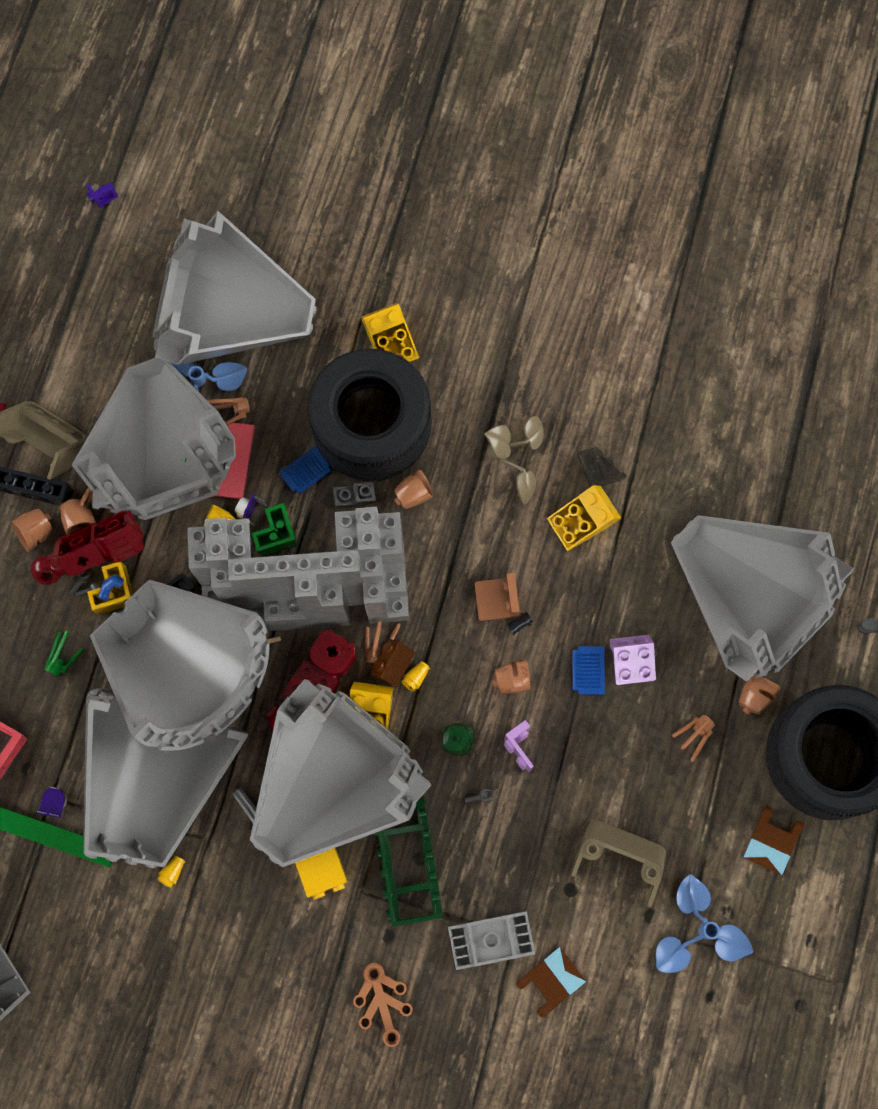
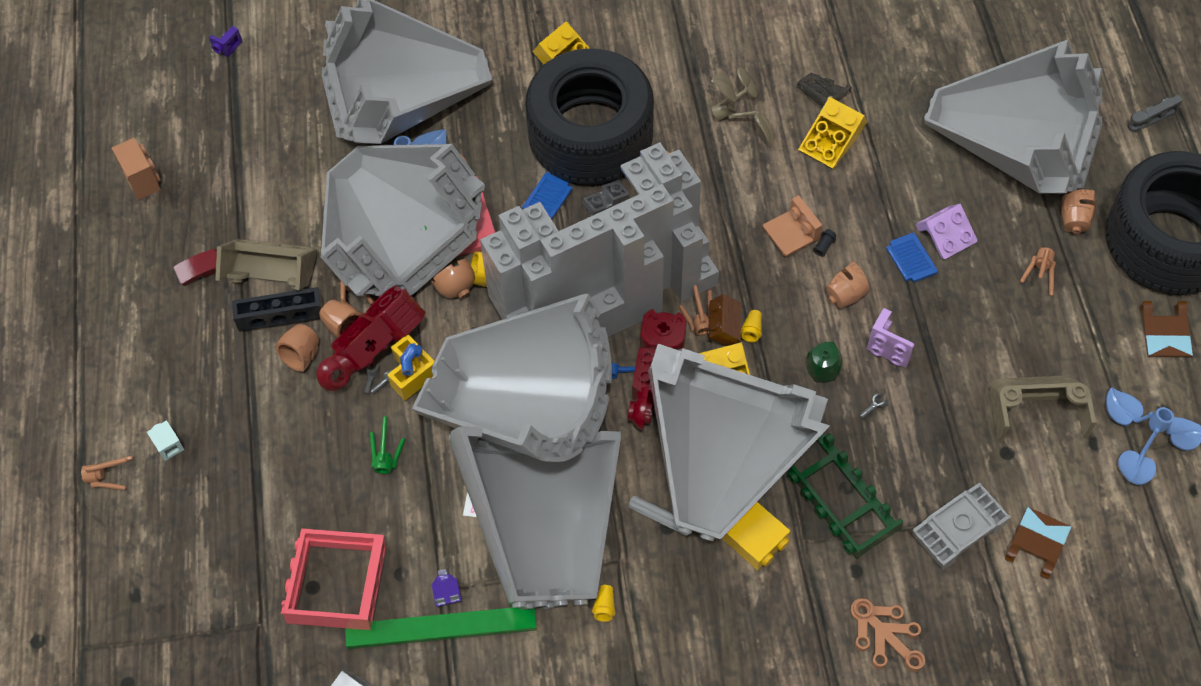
camera: 25 degrees left, 15 degrees down
(180, 522) = (455, 280): none -> nougat cylinder
(279, 664) = (616, 368): none -> blue hand

